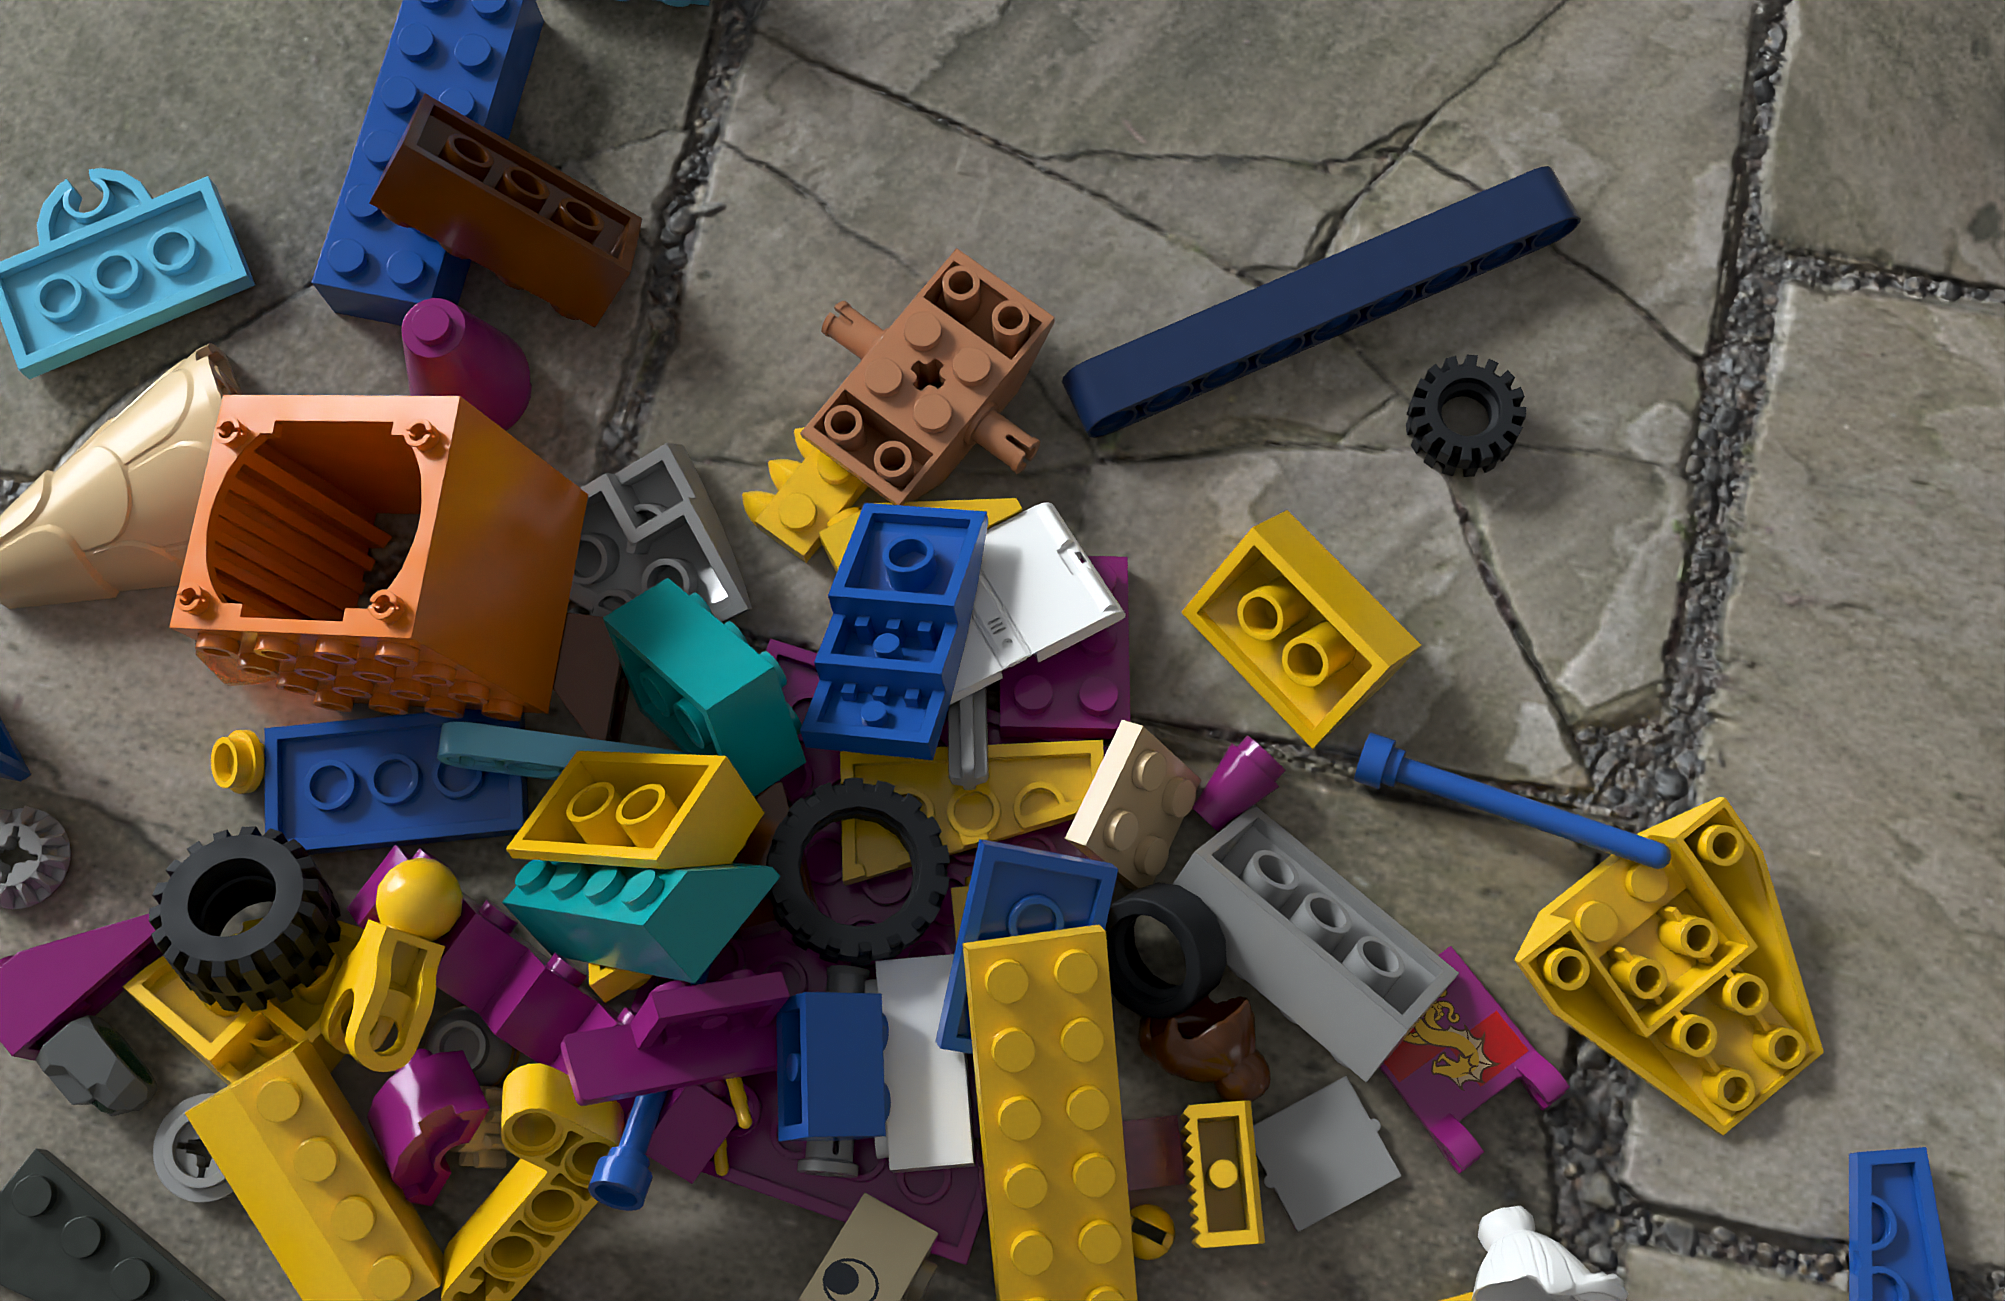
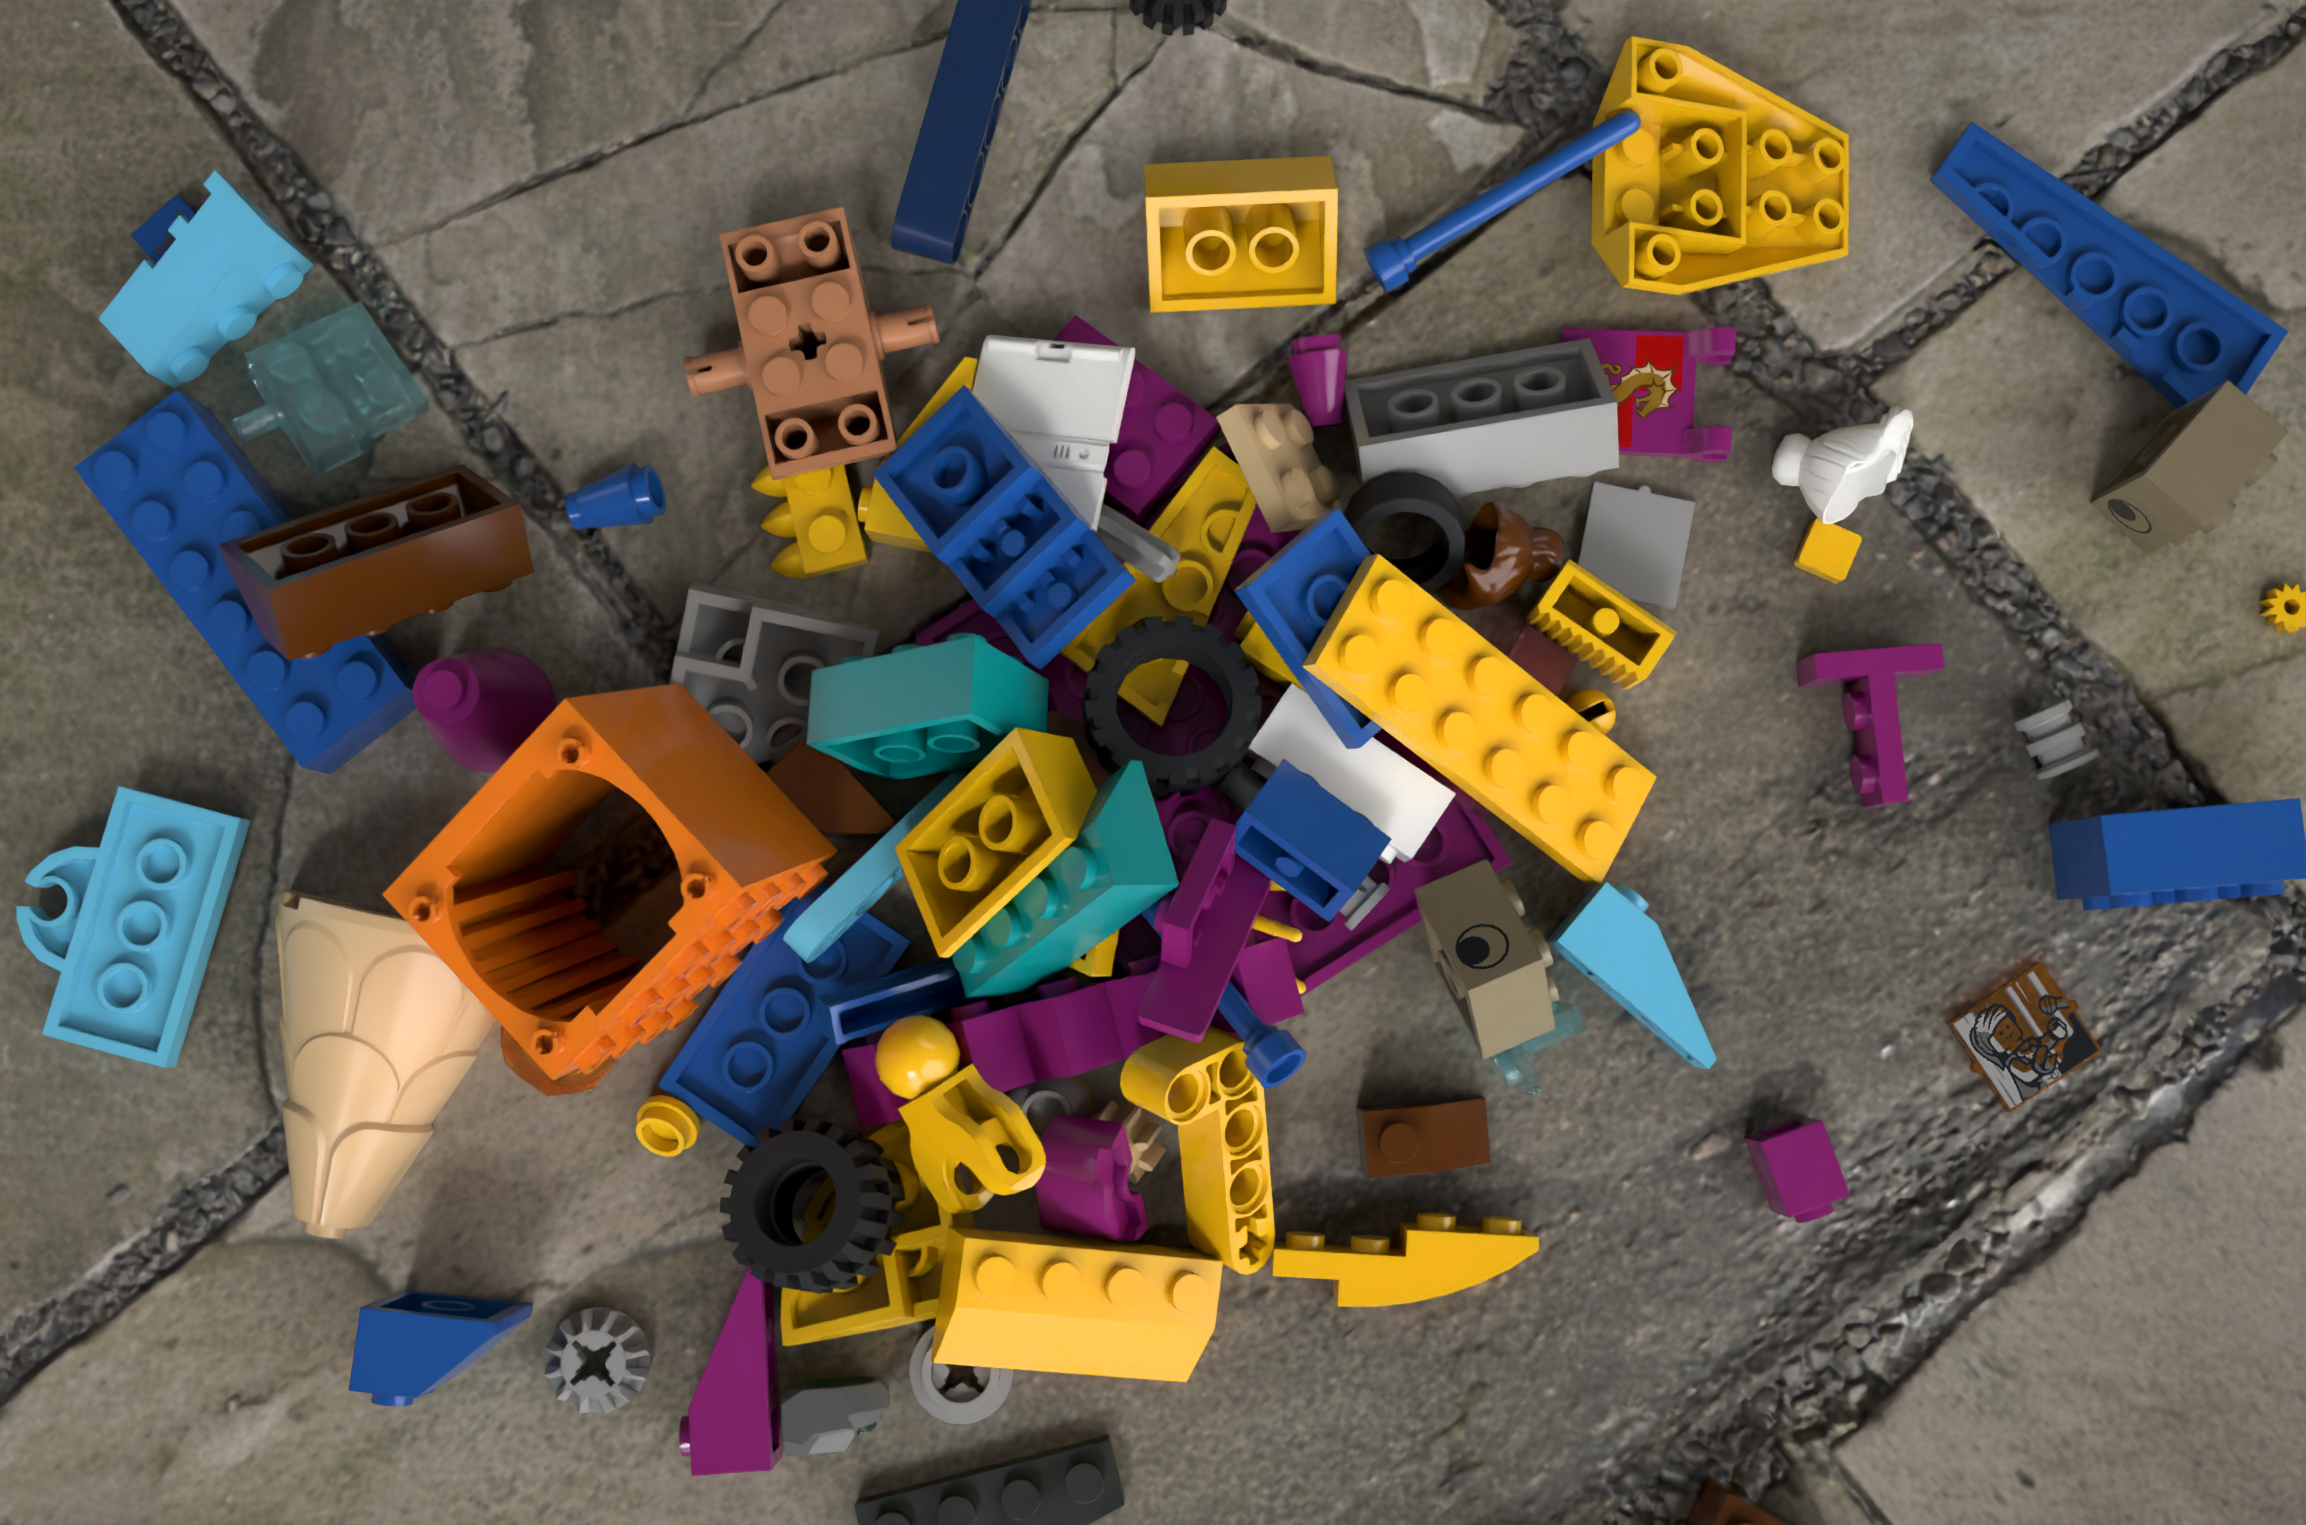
camera: 55 degrees left, 10 degrees up
(458, 845) = (884, 999): none -> blue piece
(620, 85) = (331, 389): none -> clear light blue plate
(702, 343) = (618, 499): none -> blue cone

